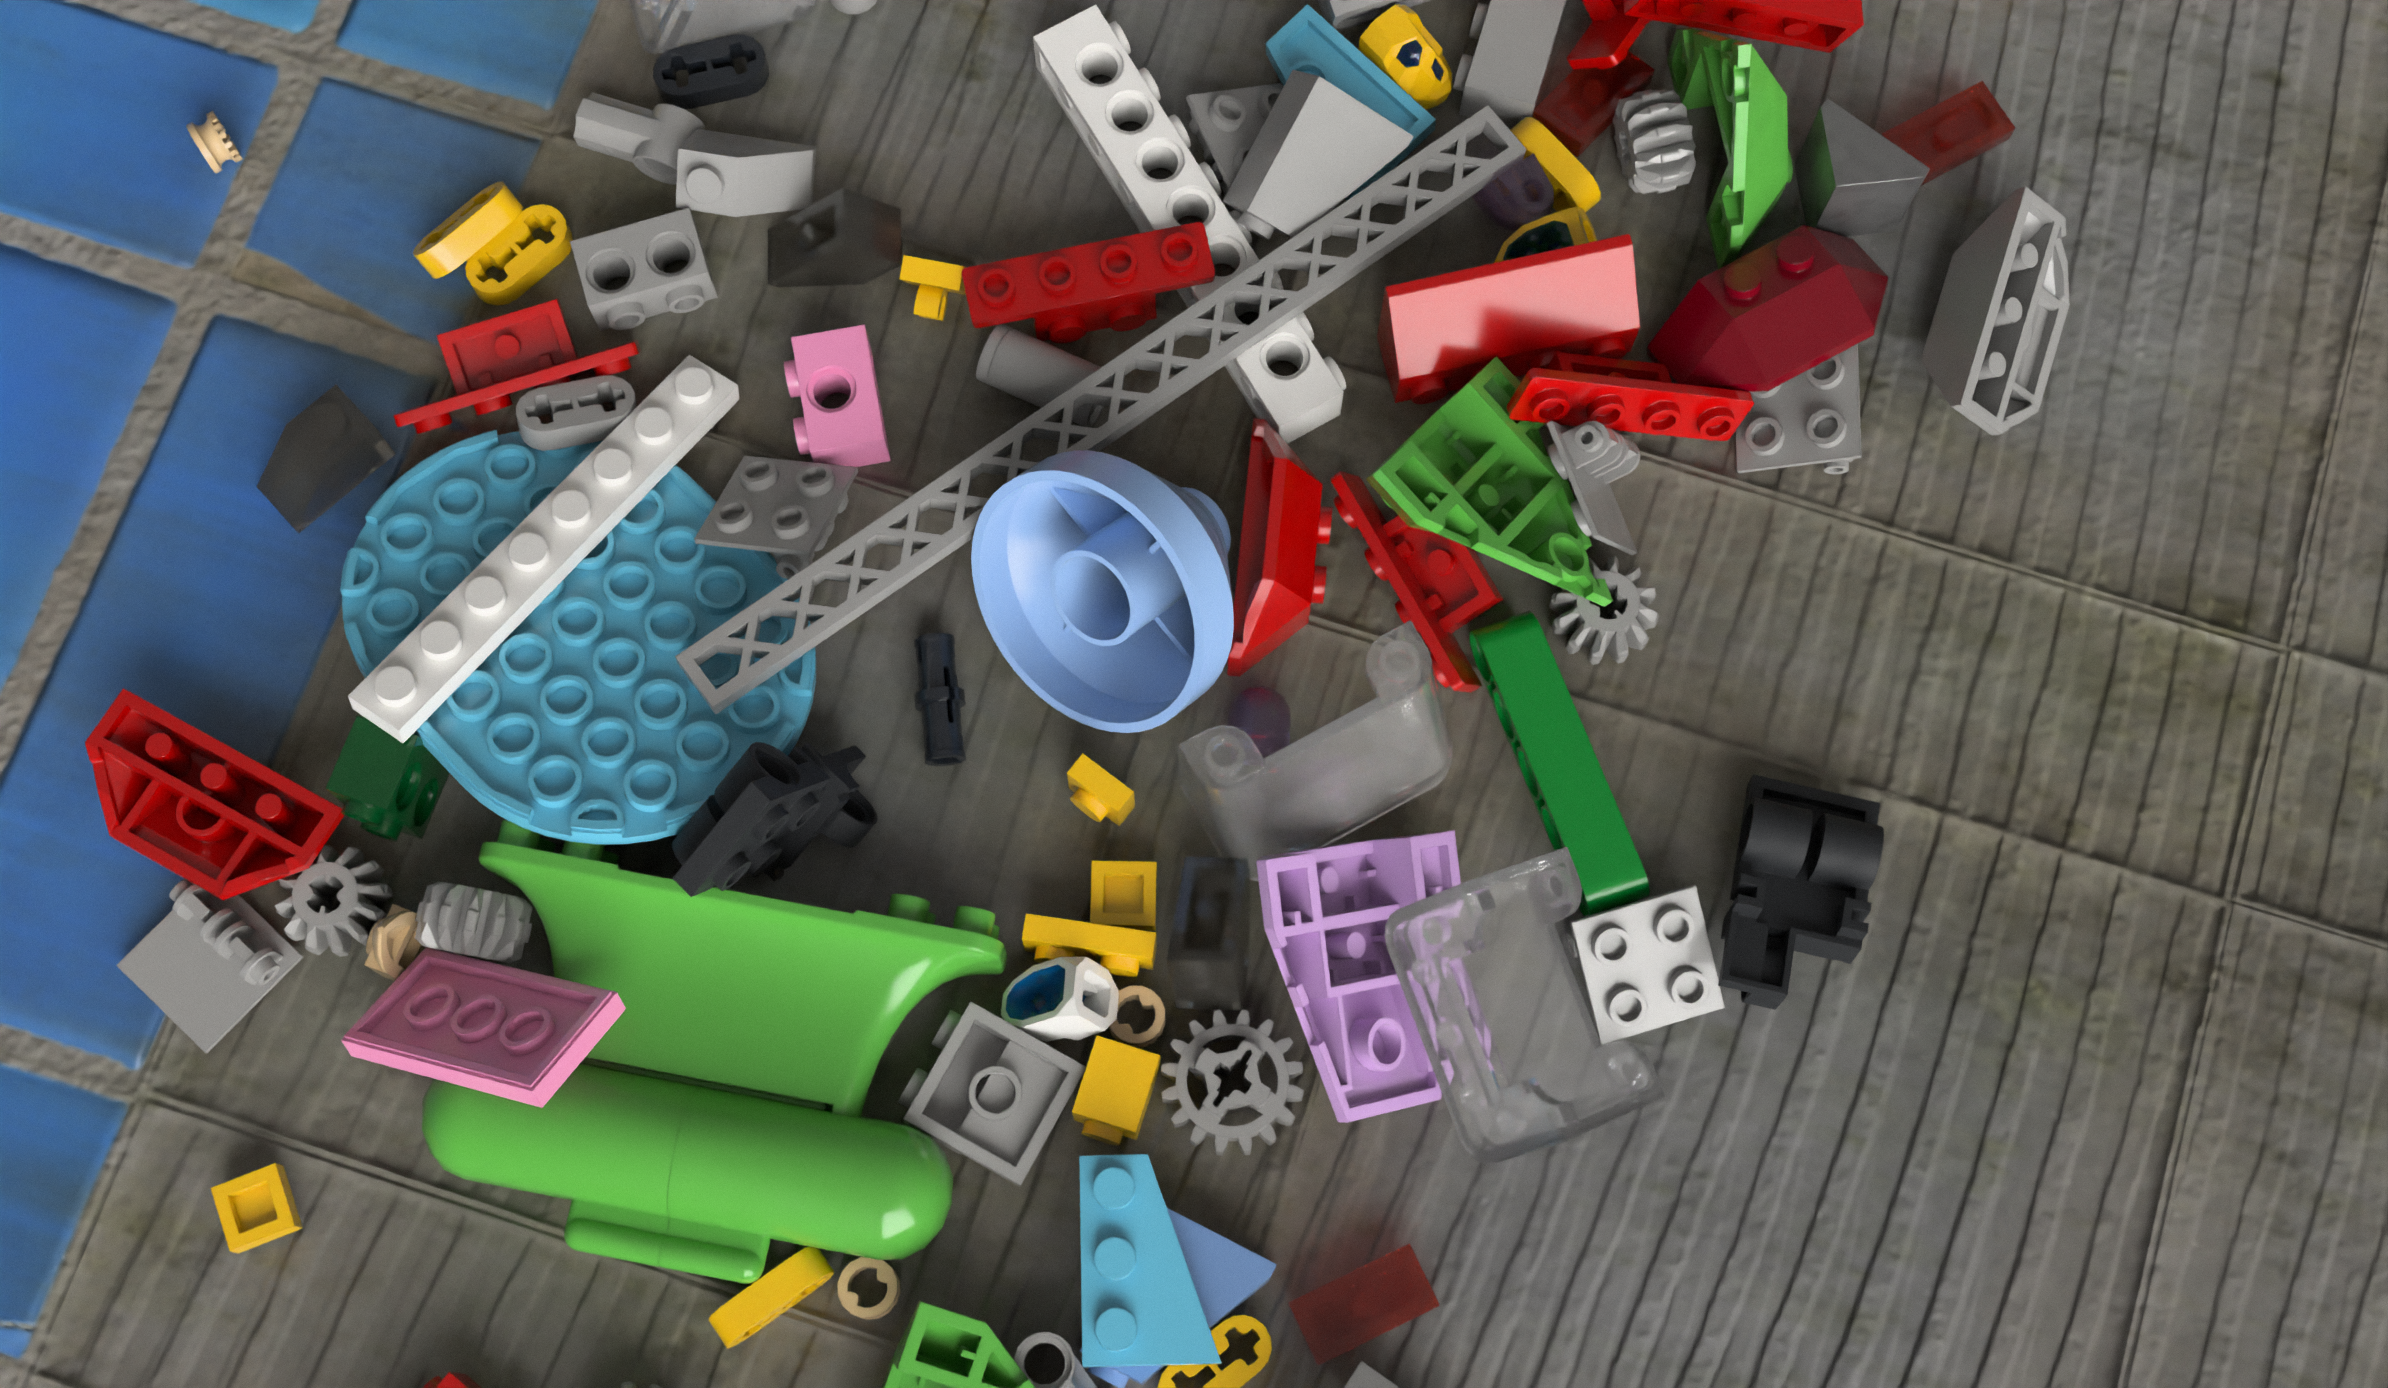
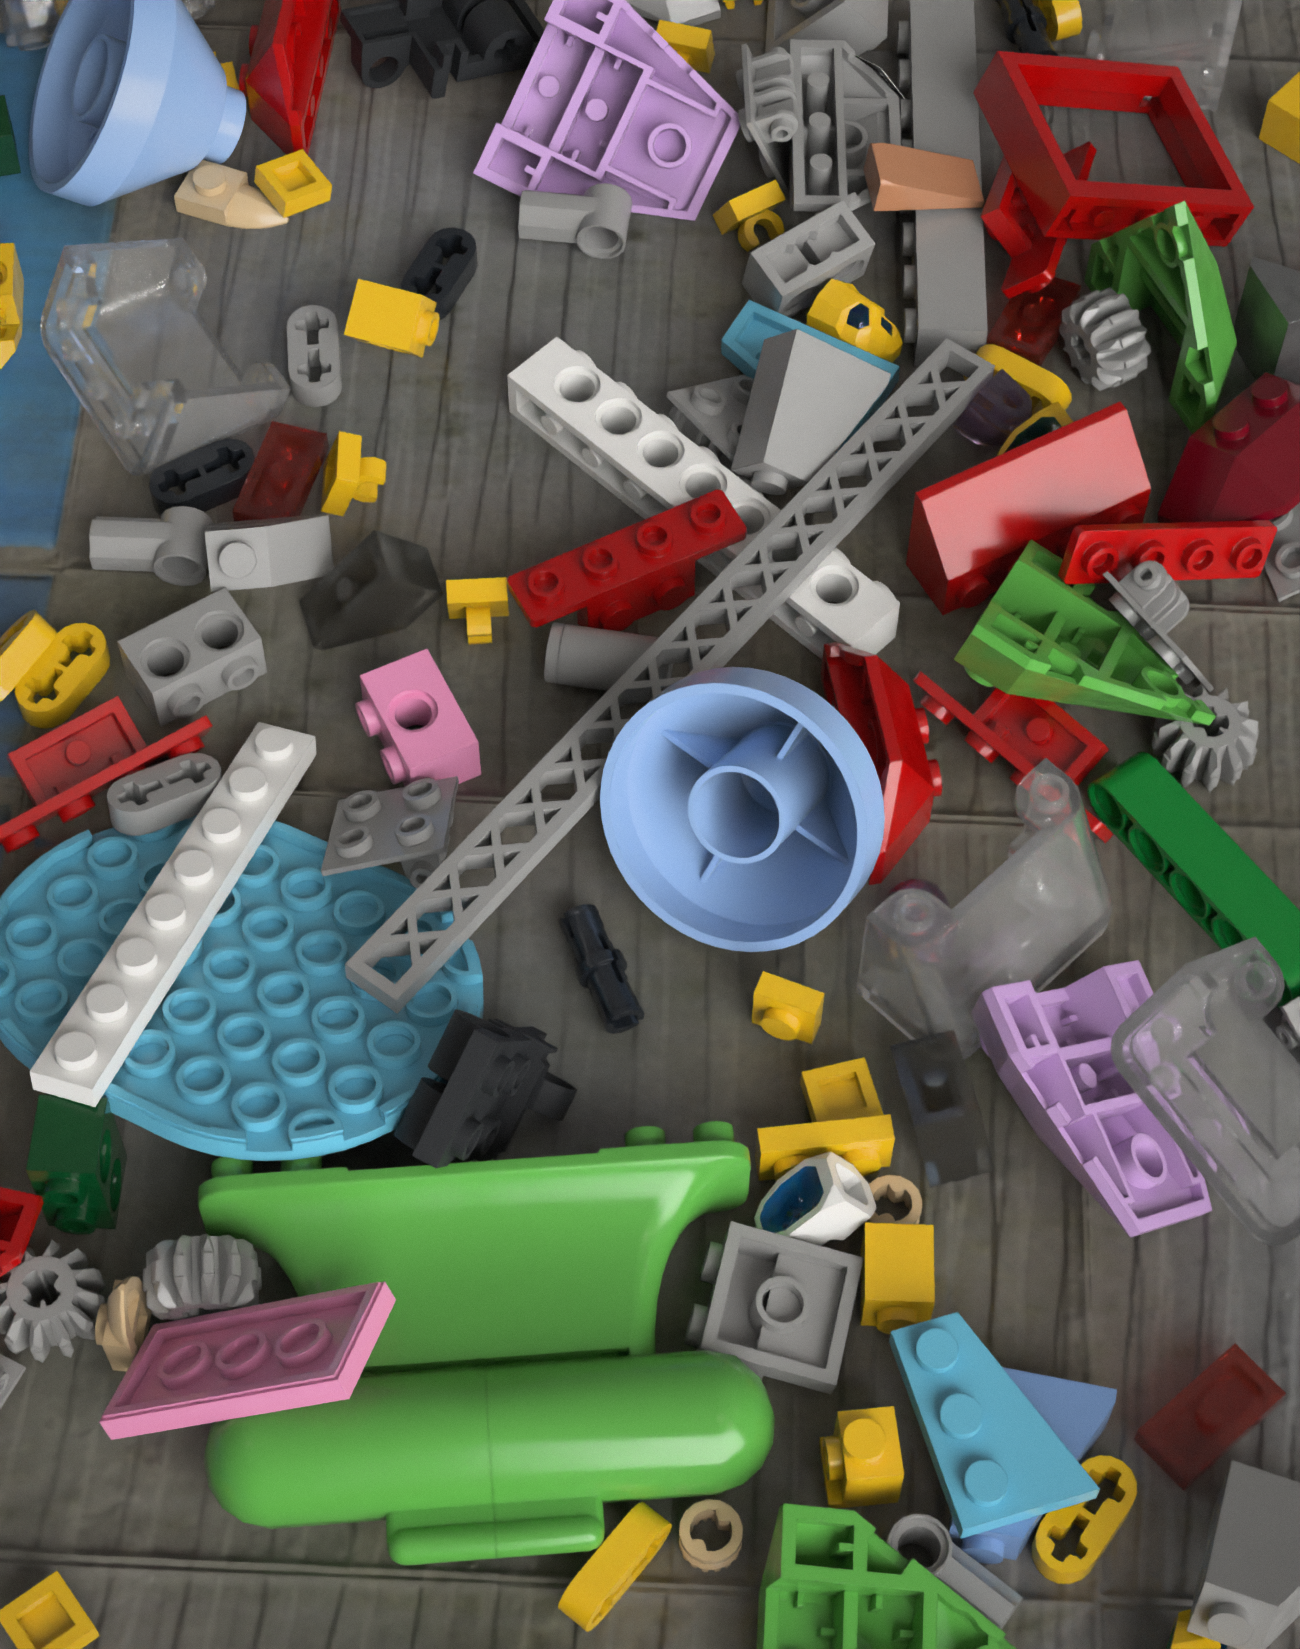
camera: 15 degrees left, 15 degrees down
(785, 89) = (282, 473): none -> clear red plate
(852, 106) = (349, 475): none -> yellow tile
(1025, 1258) = (862, 1459): none -> yellow brick
(1207, 1064) = (1038, 1249): light grey gear -> none

